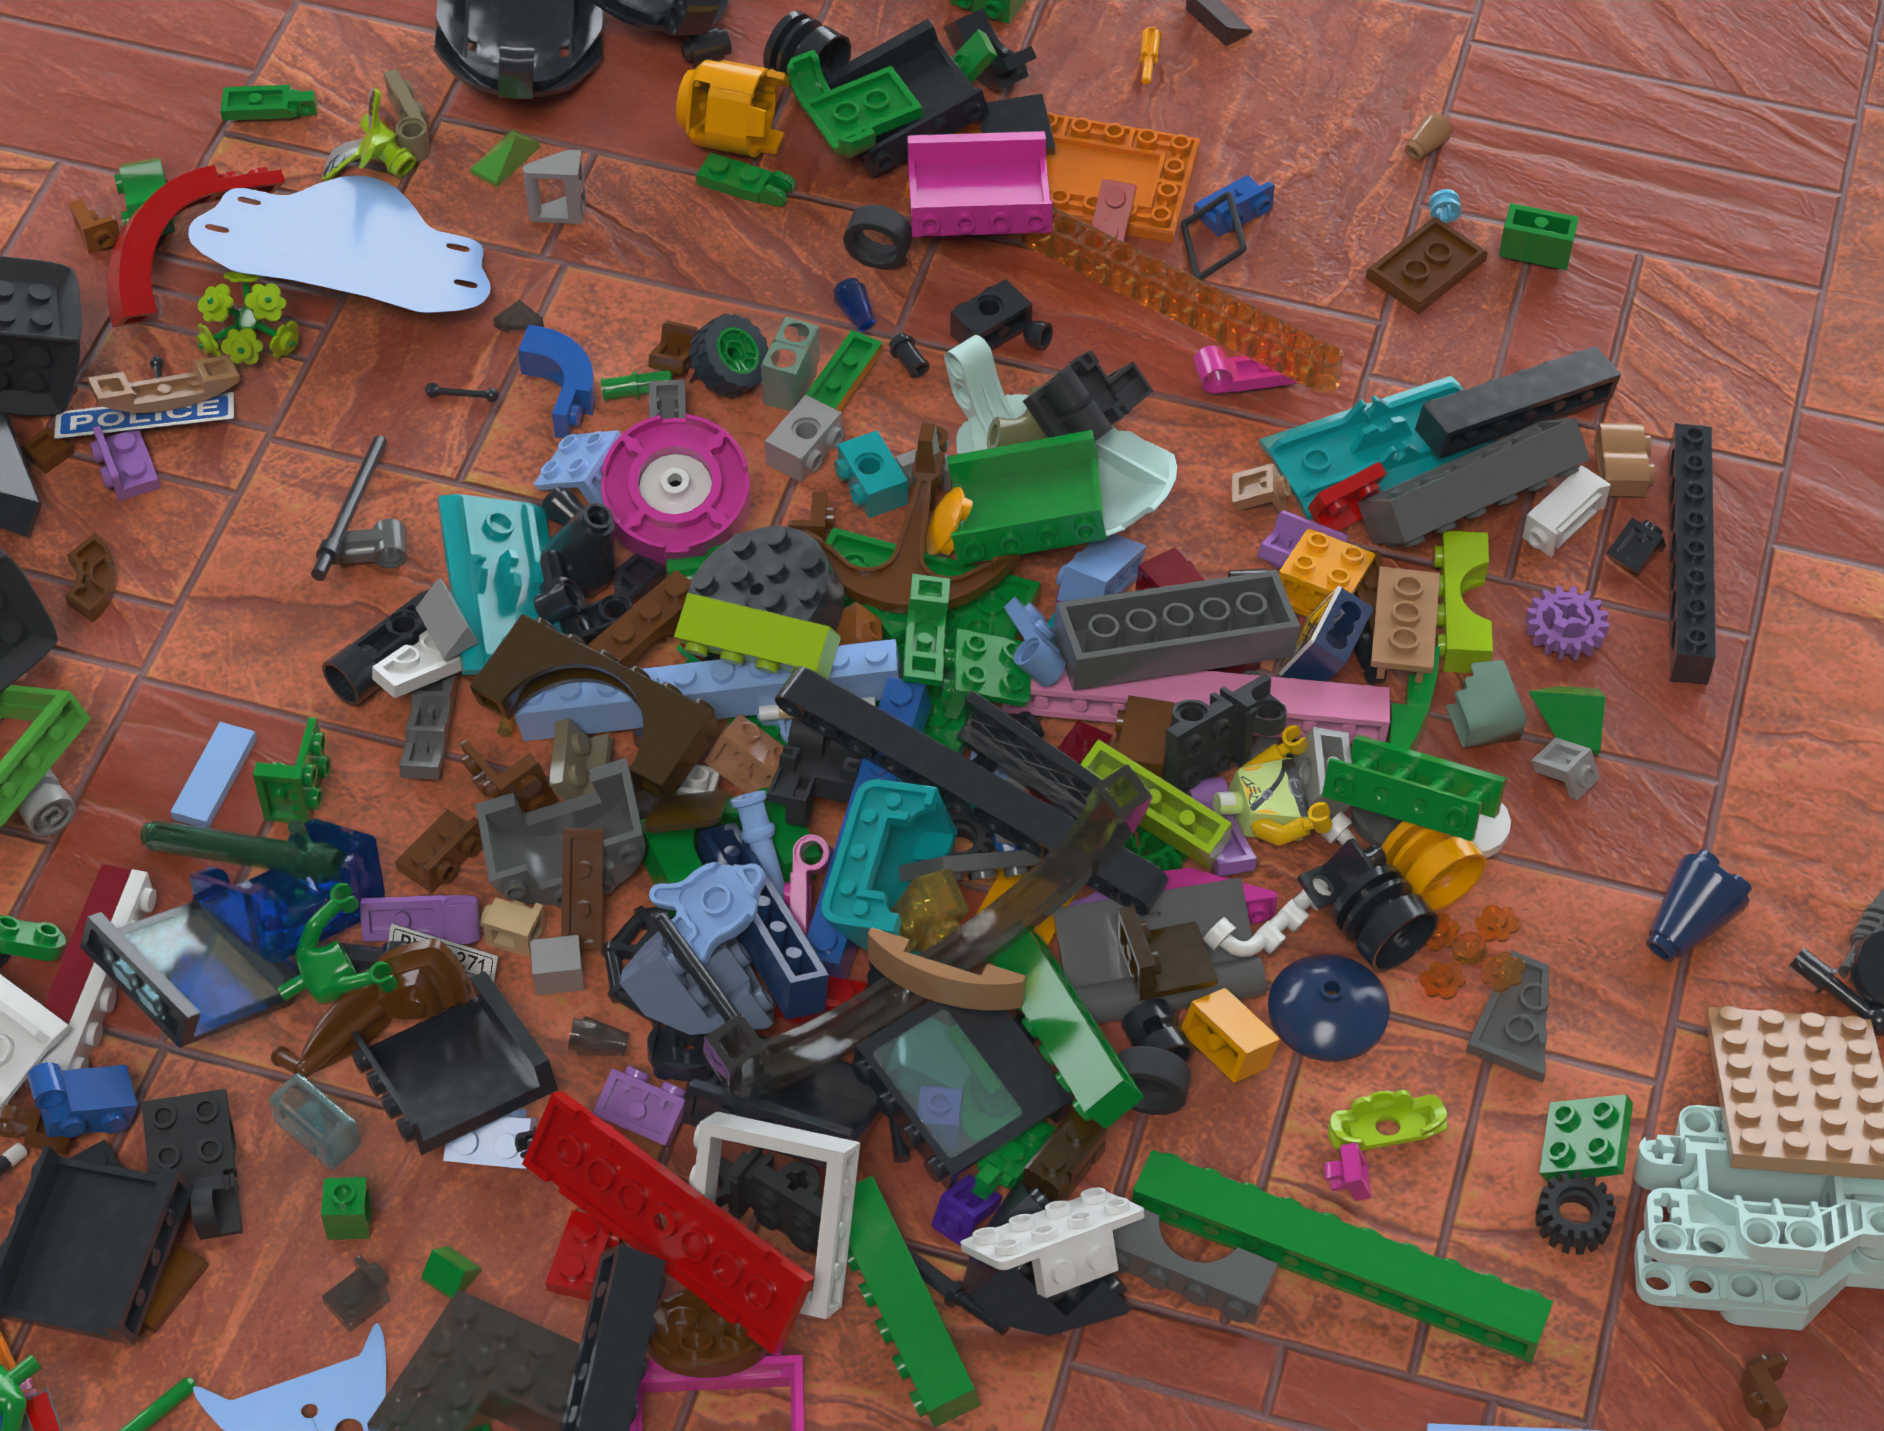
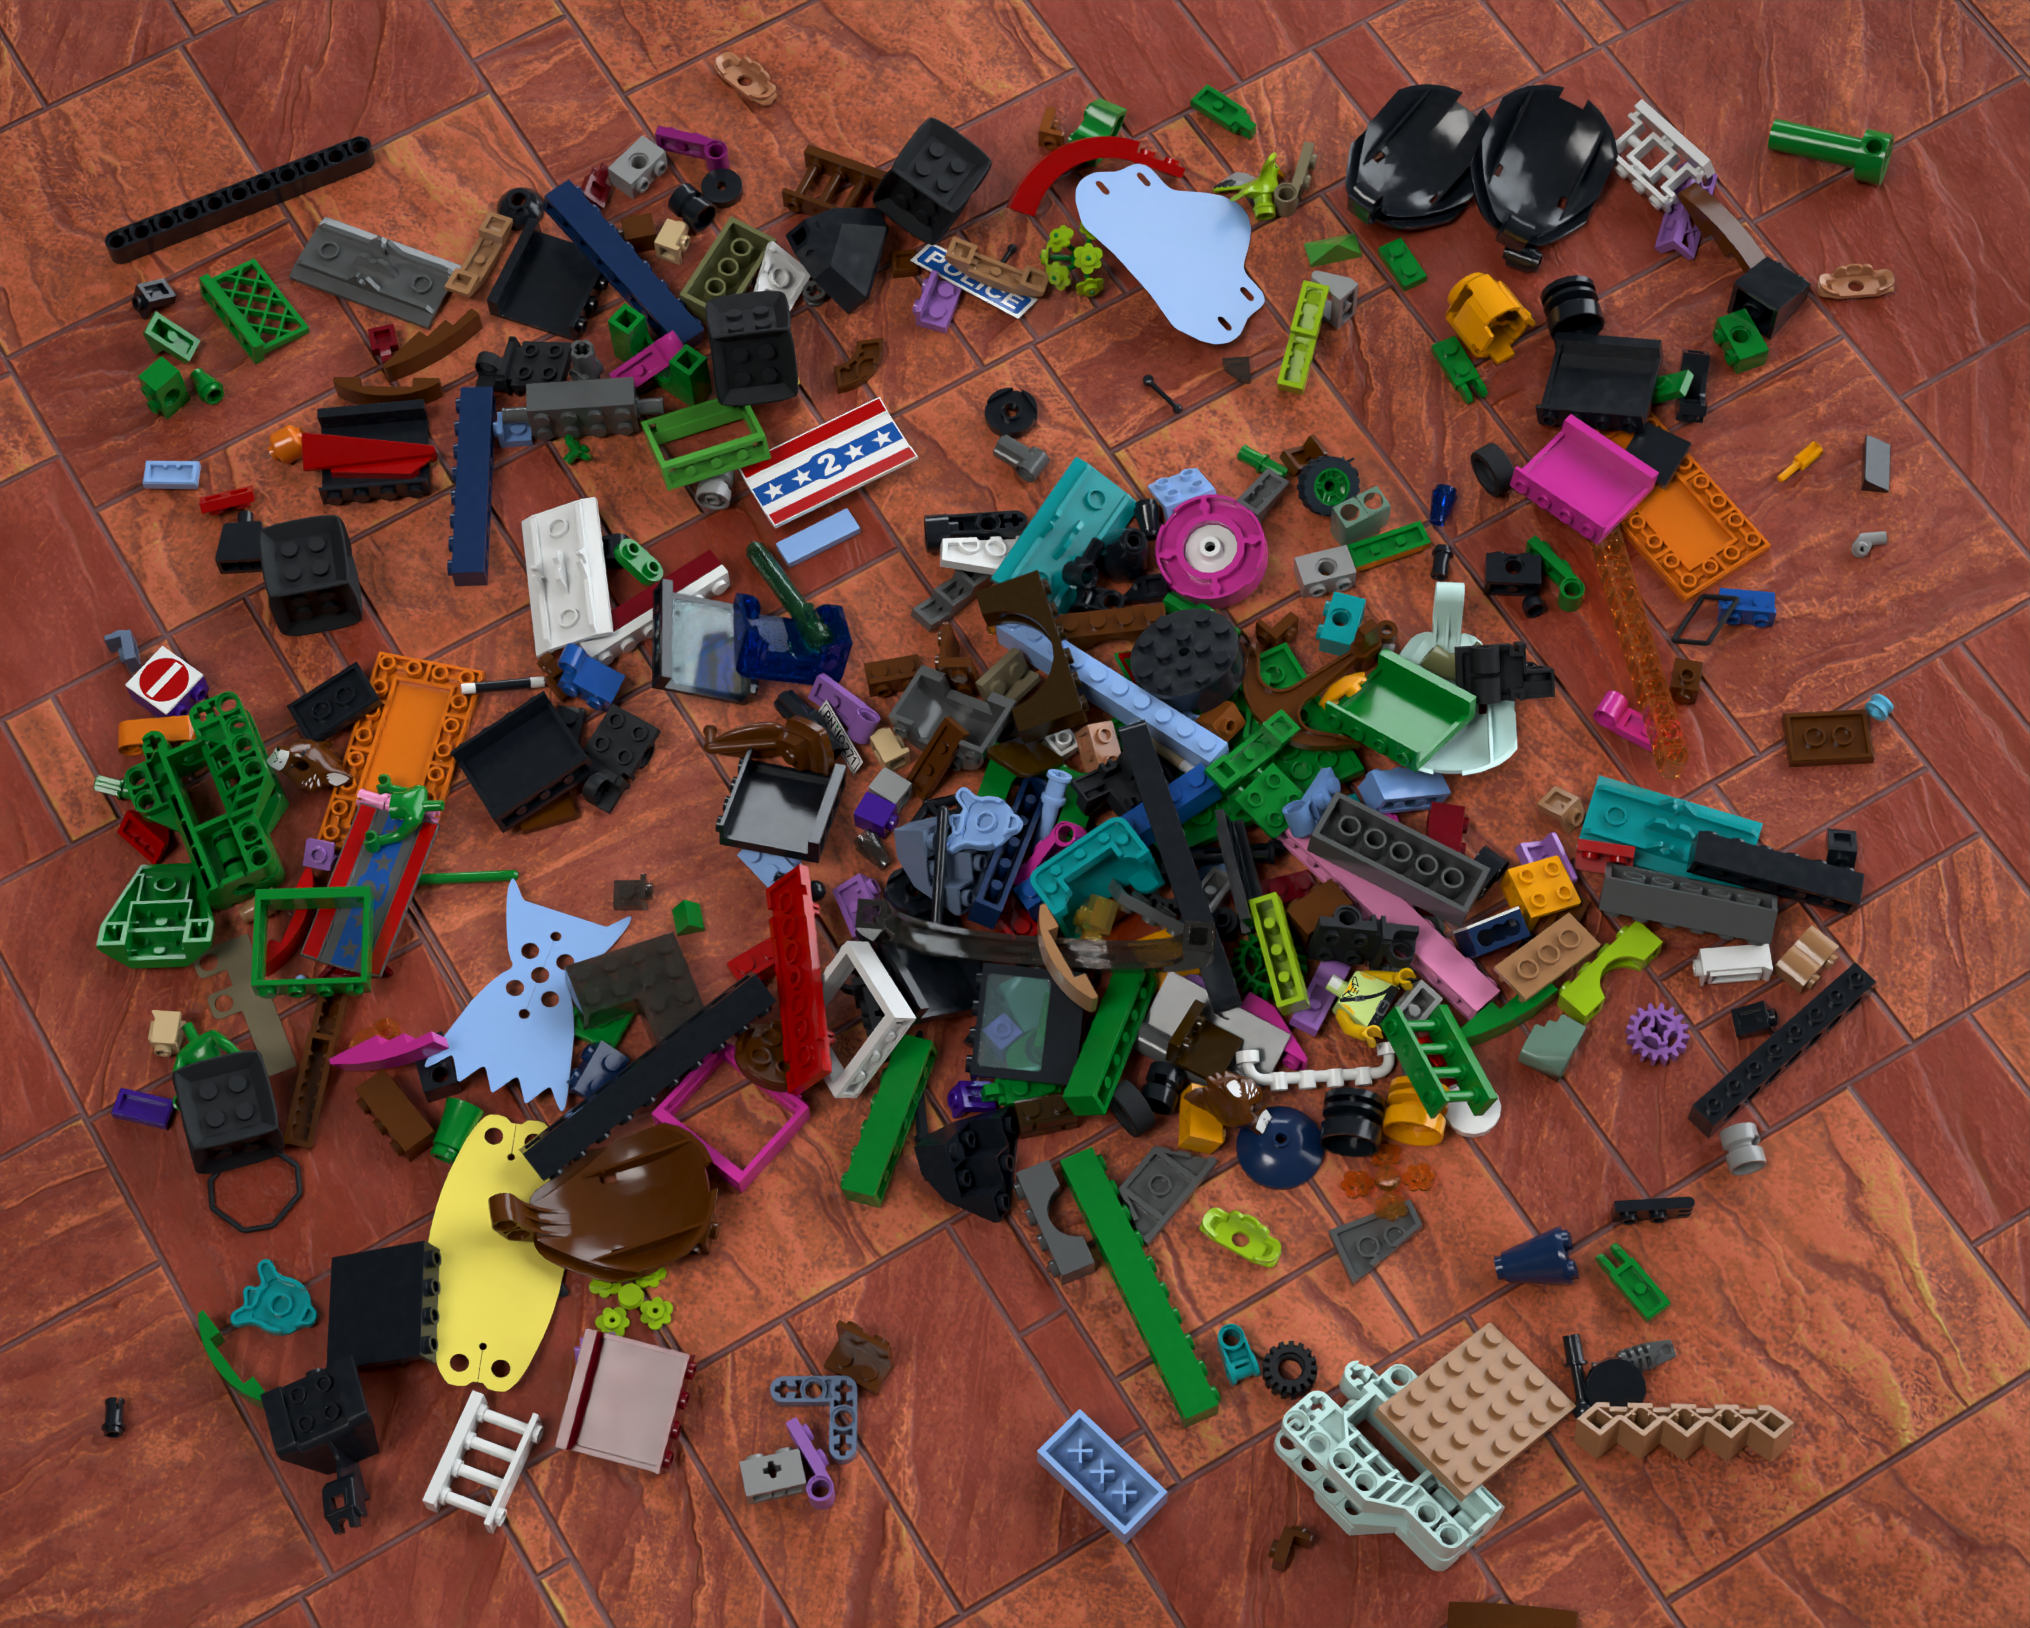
camera: 45 degrees right, 10 degrees up
(157, 688) = (828, 462): none -> hinge
(294, 791) = (850, 582): green bracket -> none
(295, 503) = (1018, 401): none -> black plate
(314, 1121) = (689, 782): clear light blue brick -> none
(328, 969) = (769, 700): green piece -> none
(330, 548) = (988, 445): black bar -> none
(346, 1208) = (665, 842): green brick -> none
(445, 621) = (1007, 540): light grey slope -> none
(563, 361) = (1232, 411): blue arch -> none
(564, 998) = (876, 814): none -> dark purple brick
(566, 240) = (1303, 337): none -> lime slope
(590, 126) = (1402, 264): none -> green plate
(755, 637) = (1147, 684): lime brick -> none
(855, 111) = (1557, 370): green piece -> none
(1044, 289) = (1558, 572): none -> green plate
(1065, 1242) = (986, 1155): white bracket -> none
(1114, 208) = (1655, 559): plate -> none
(1253, 985) = (1231, 1101): none -> reddish brown piece
(1255, 291) = (1685, 681): none -> reddish brown brick
(1257, 1136) = (1162, 1187): none -> dark grey wing
(1279, 80) = (1866, 540): none -> light grey arm
(1341, 871) = (1355, 1076): black bracket -> none
(1350, 1172) = (1191, 1247): dark pink tile -> none
(1429, 135) = (1921, 651): medium nougat cone -> none
(1511, 1242) = (1238, 1359): none -> teal piece
(1538, 236) = (1912, 773): green brick -> none
(1545, 342) = (1841, 848): none -> black bracket
(1569, 764) = (1562, 1120): light grey bracket -> none
(1573, 713) = (1599, 1091): green slope -> none
(1586, 1137) = (1336, 1335): plate -> none
(1738, 781) = (1655, 1210): none -> black hinge
(1751, 661) = (1742, 1144): none -> light grey wheel
(1792, 863) = (1634, 1284): none -> green hinge

